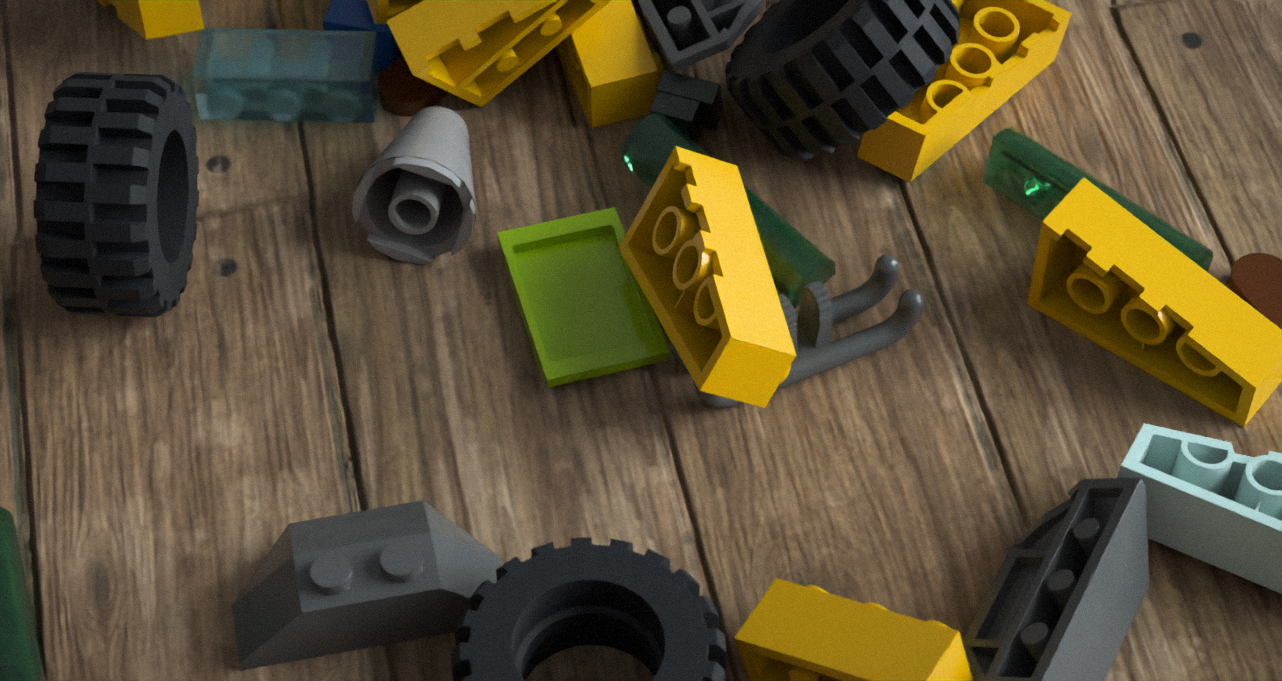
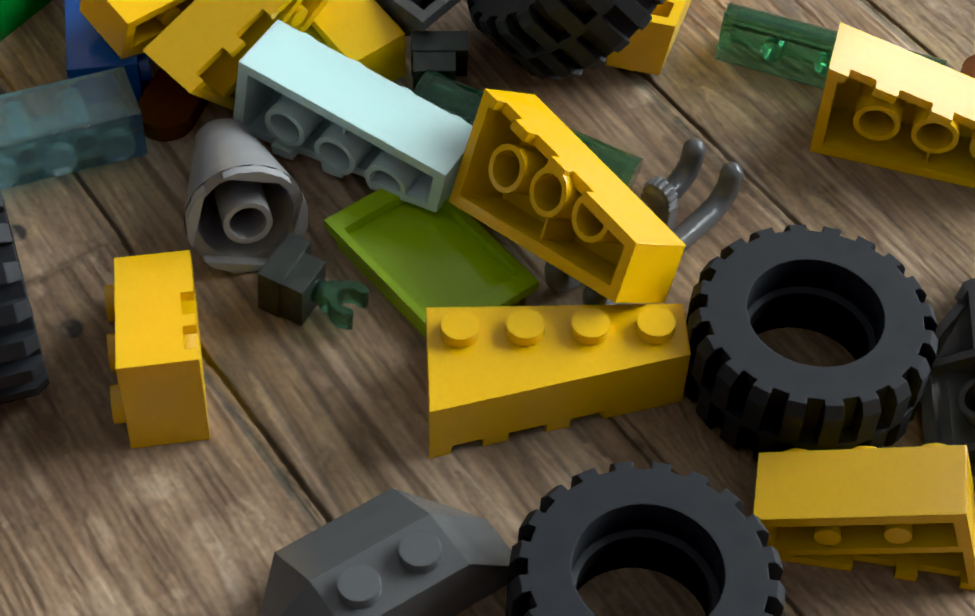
camera: 25 degrees left, 0 degrees up
(279, 307) = (156, 350): none -> yellow wedge
(437, 287) = (295, 284): none -> pearl dark grey piece
(555, 135) = (347, 118): none -> light aqua wedge
(625, 434) = (547, 365): none -> yellow wedge
(899, 426) = (818, 286): none -> black tyre

